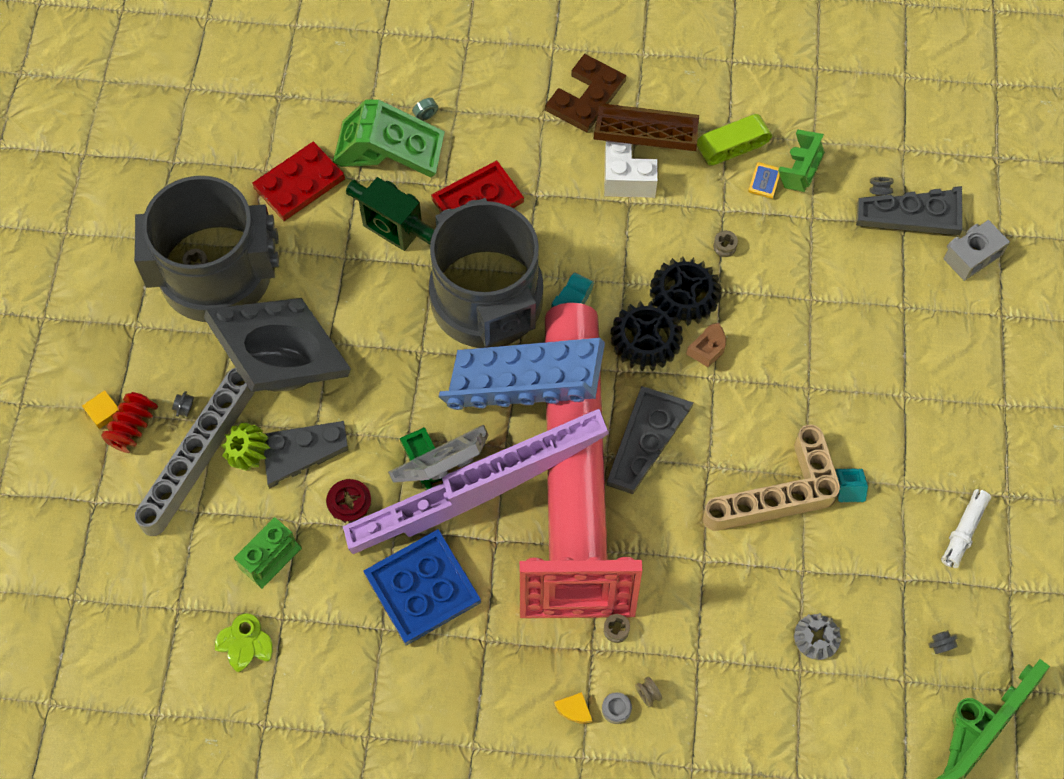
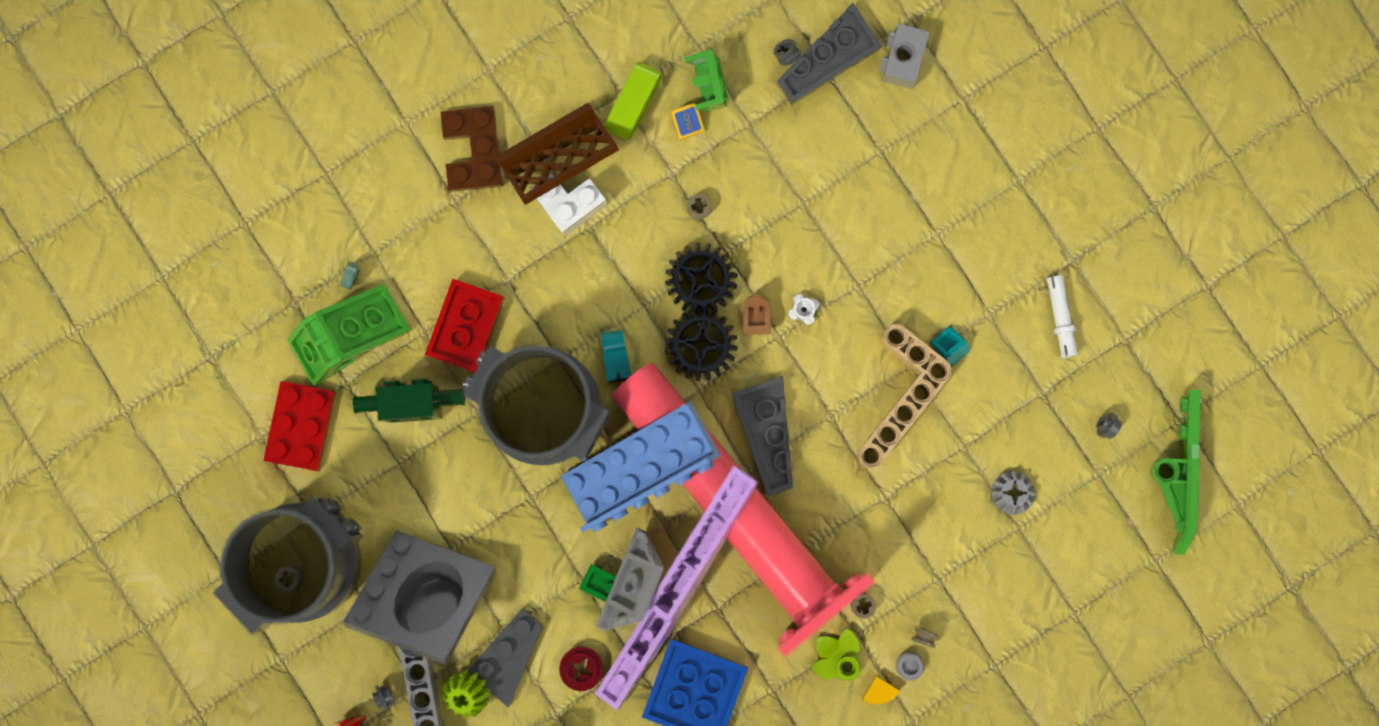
camera: 40 degrees left, 20 degrees up
(562, 649) = (835, 653): none -> lime plate
(752, 364) = (810, 305): none -> white plate

